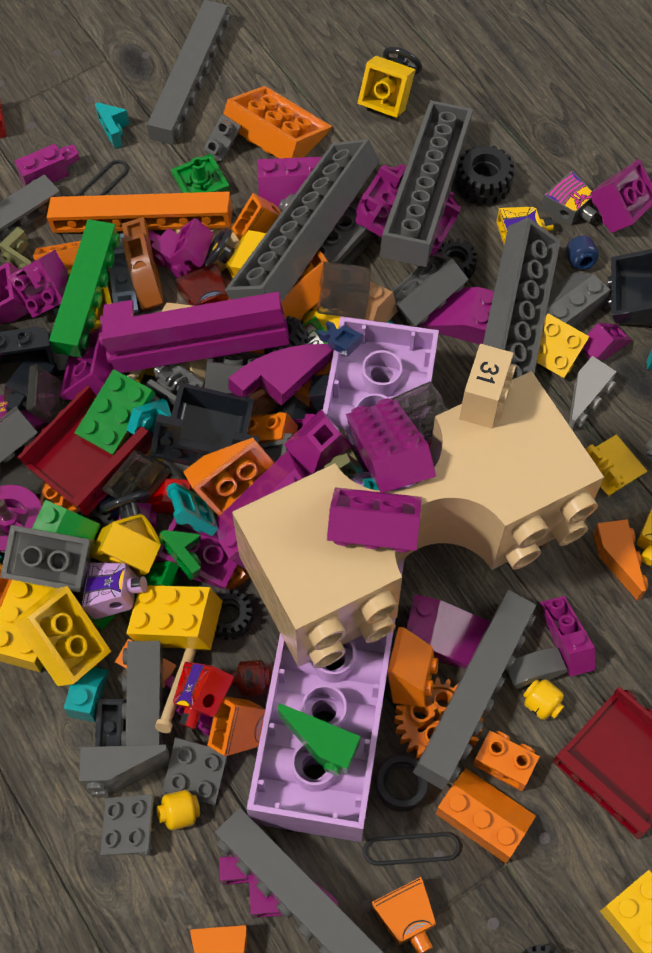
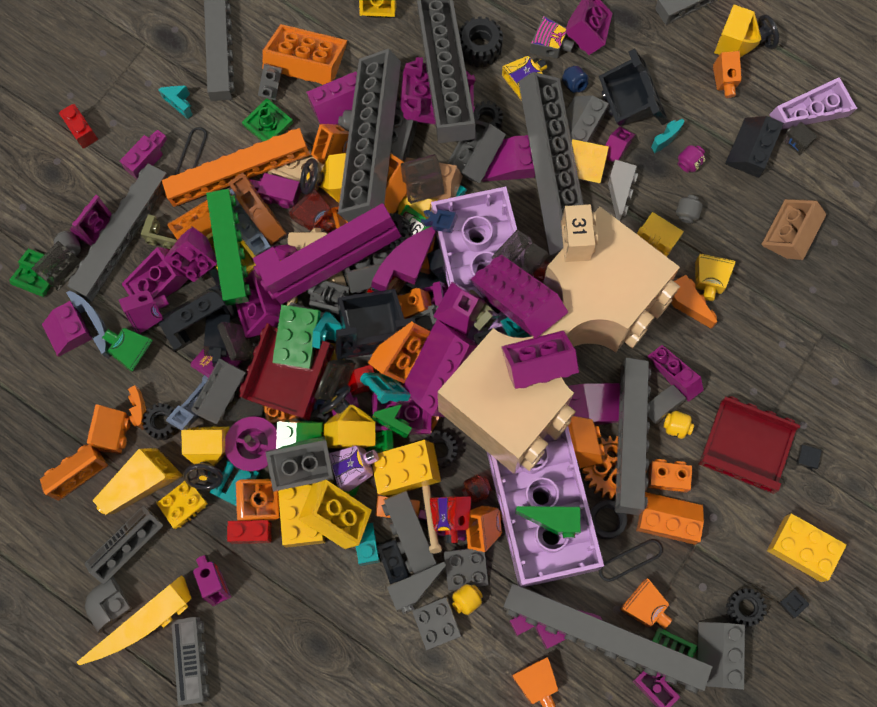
camera: 20 degrees left, 10 degrees up
(192, 244) = (289, 181): magenta hinge -> none

